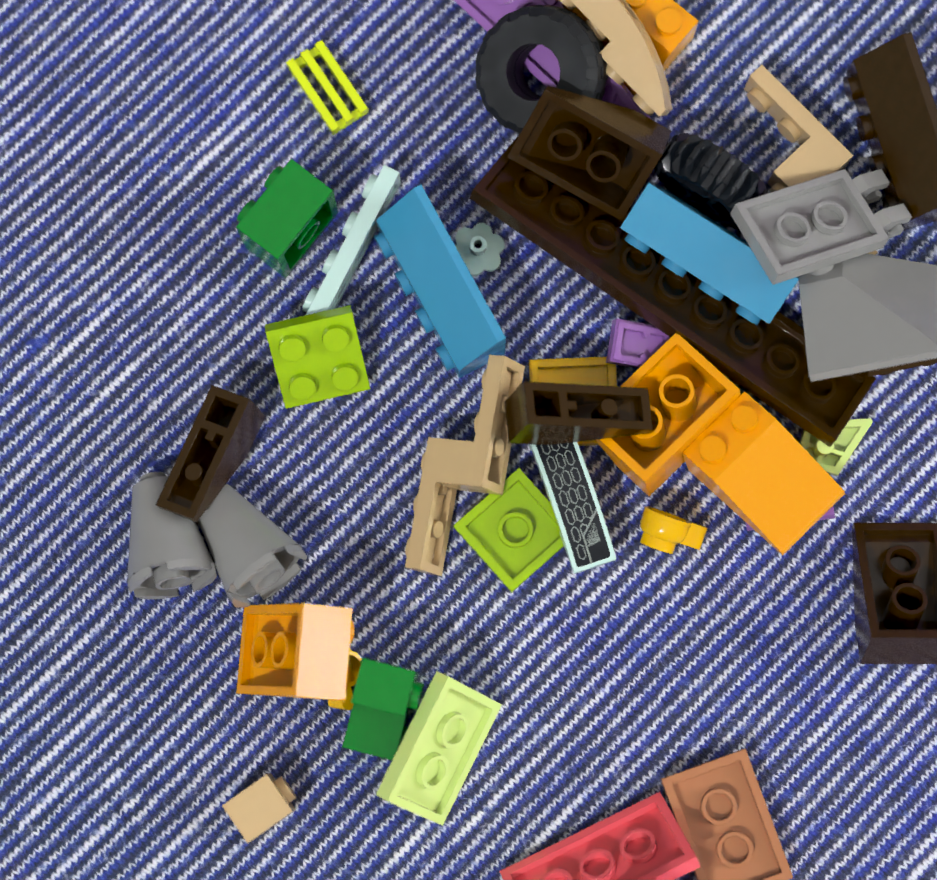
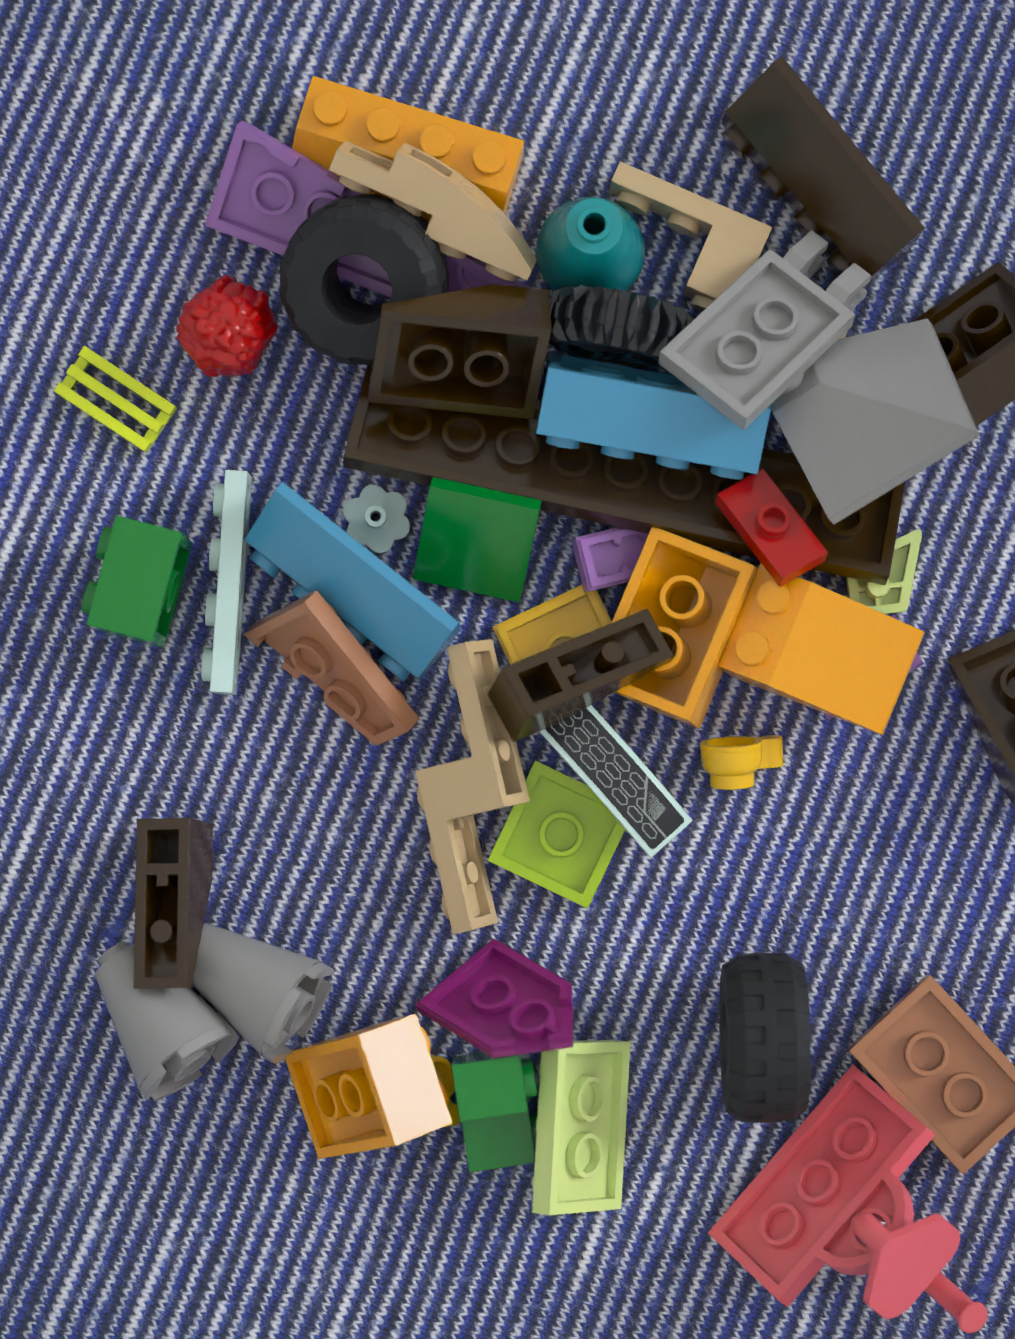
camera: 25 degrees left, 5 degrees up
(261, 806) = (404, 1277): tan brick -> none
(317, 356) = (244, 730): lime plate -> none
(400, 325) = (329, 655): none -> nougat wing
(420, 632) = (503, 1004): none -> magenta tile
(428, 67) = (226, 327): none -> red hair
(544, 290) = (476, 539): none -> green tile
(602, 740) = (764, 1037): none -> black tyre
(718, 112) = (590, 245): none -> teal cone
(763, 368) = (771, 527): none -> red plate

